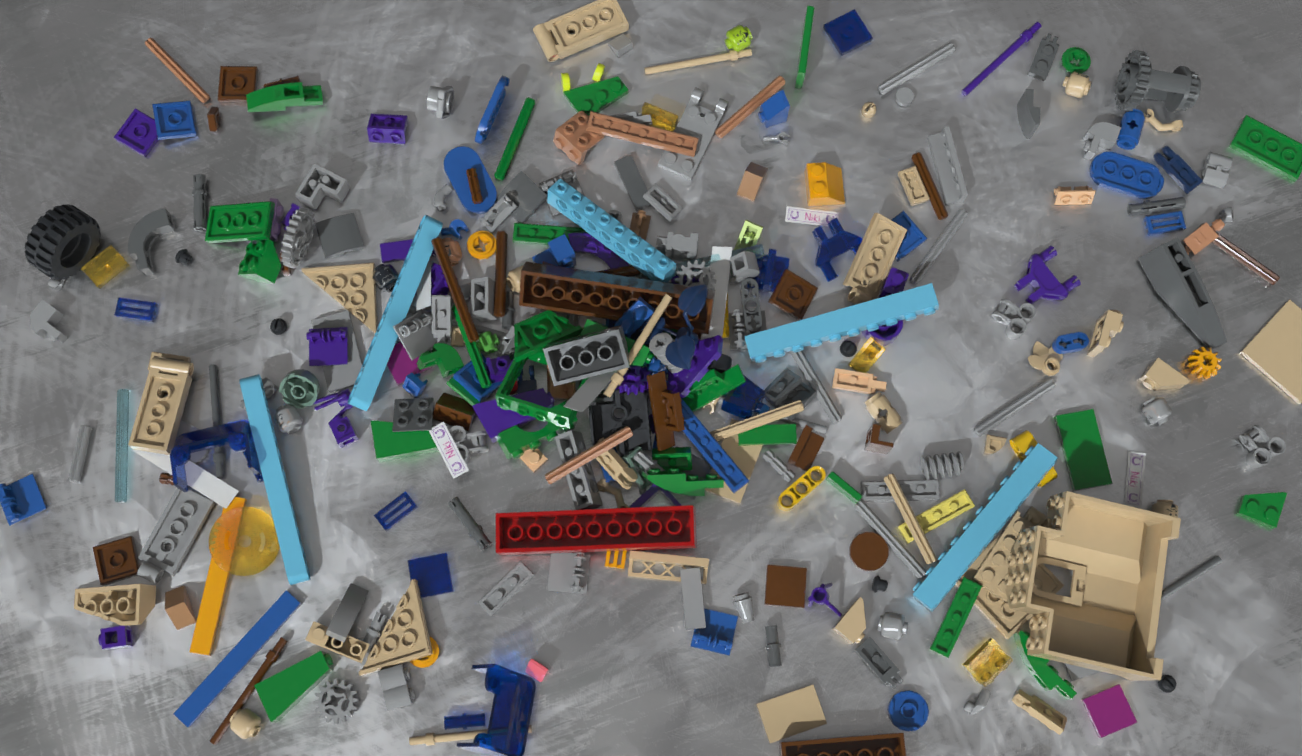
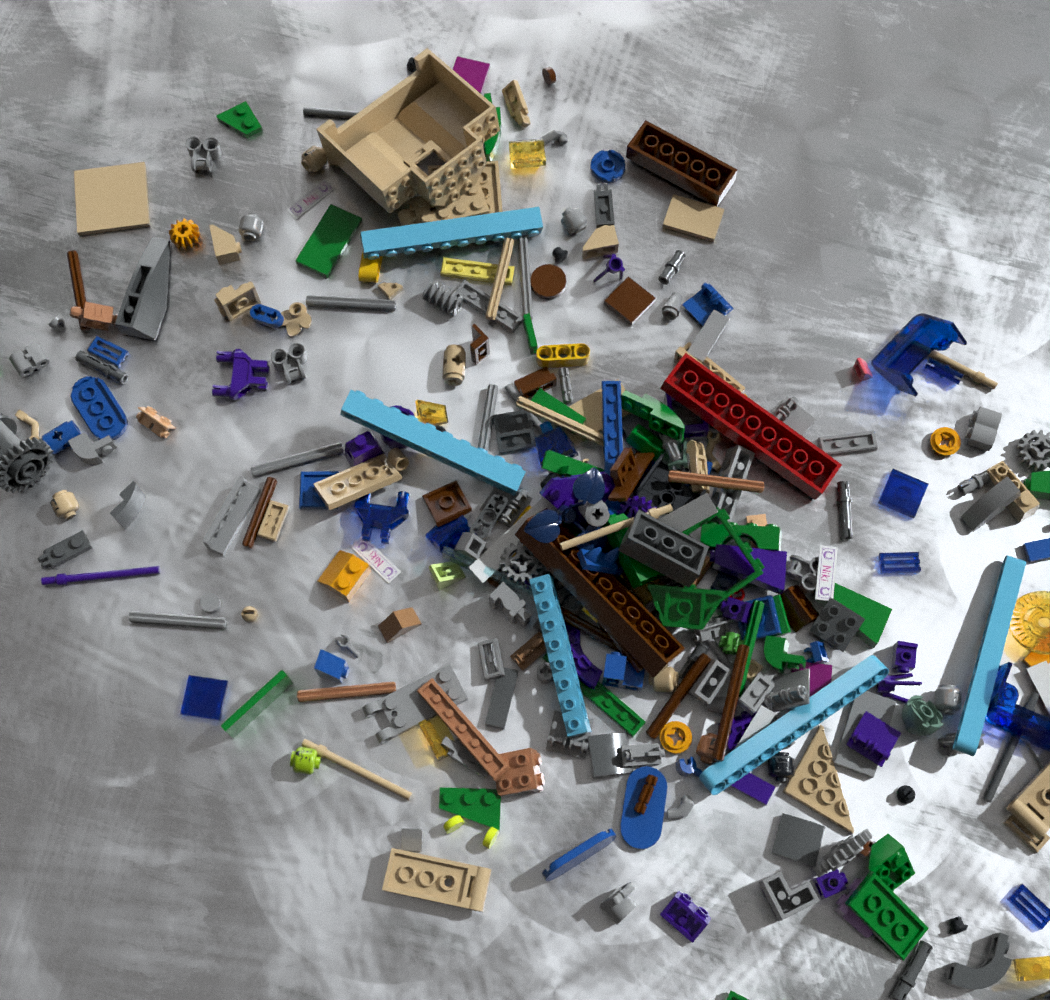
camera: 140 degrees left, 5 degrees down
(404, 635) = (955, 460): tan tile -> none
(514, 139) = (575, 817): green axle -> none
(857, 382) = (454, 402): light nougat hinge -> none
(955, 617) = (524, 196): green tile -> none
(1078, 54) = (41, 520): green gear -> none
(1178, 169) = (57, 381): dark blue hinge -> none

